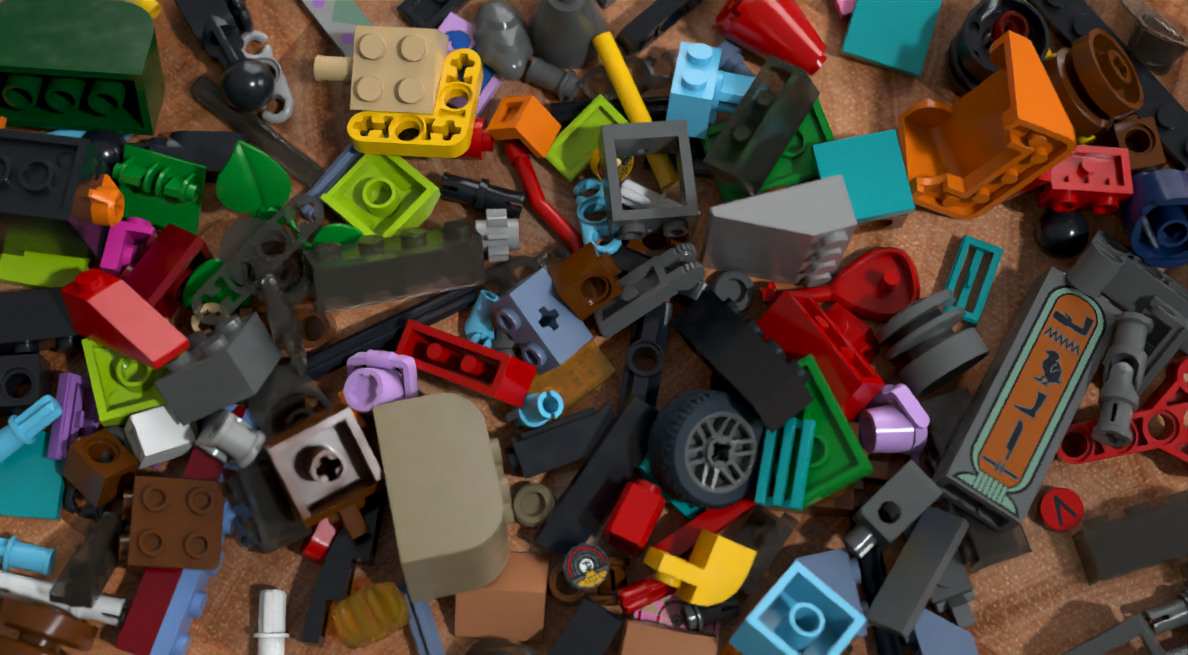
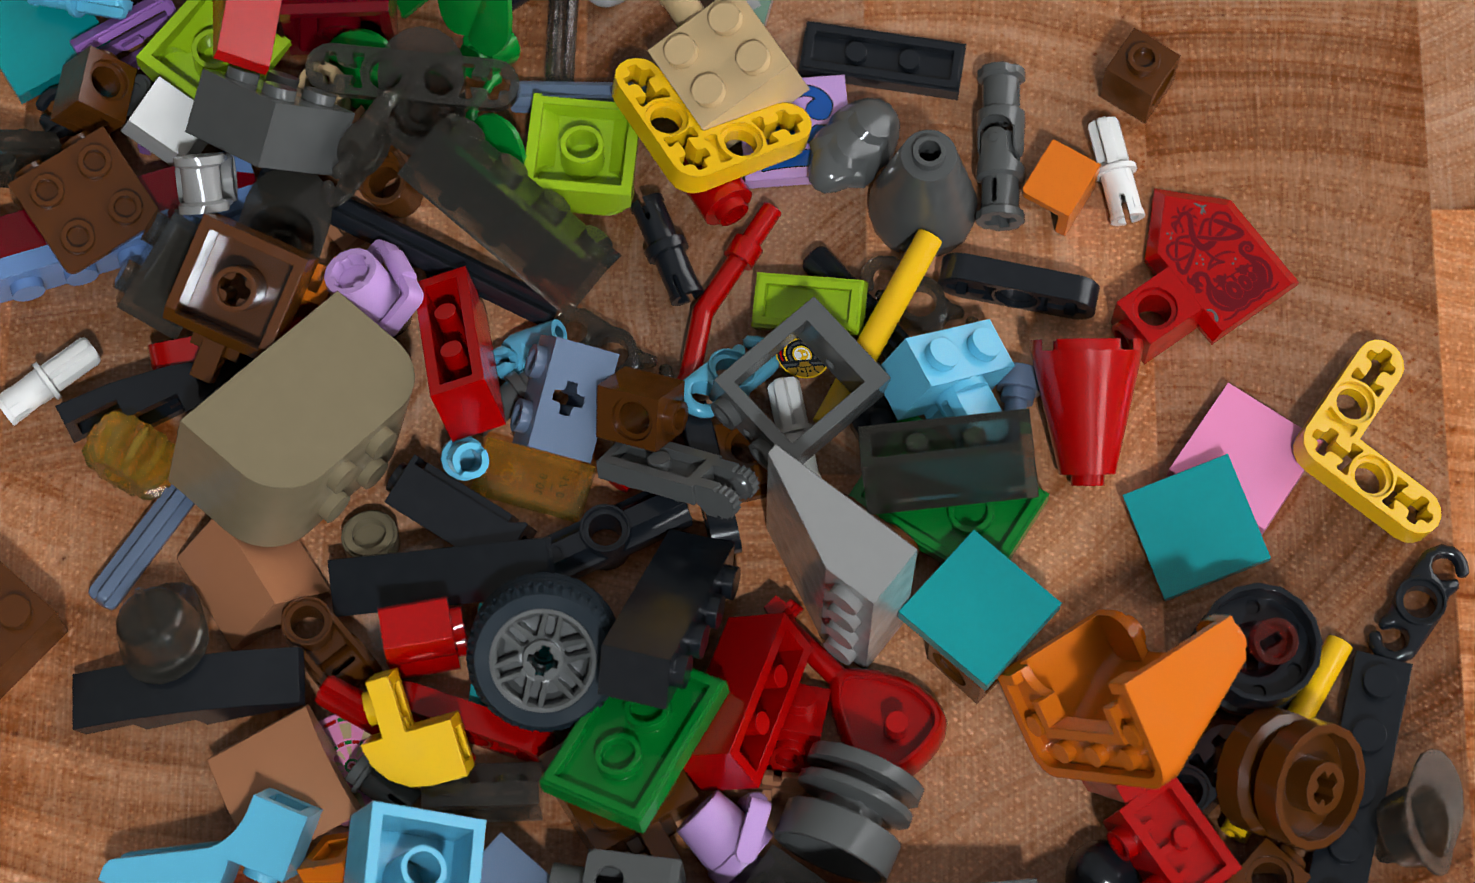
camera: 55 degrees right, 5 degrees down
(498, 234) = (631, 293): light grey gear -> none
(526, 120) = (772, 232): orange panel -> none
(554, 79) = (854, 241): dark grey pin -> none
(585, 566) = (332, 624): tile -> none
(737, 287) = (761, 576): dark grey tile -> none
(762, 497) = (579, 729): teal tile -> none
(980, 247) = (977, 837): teal tile -> none

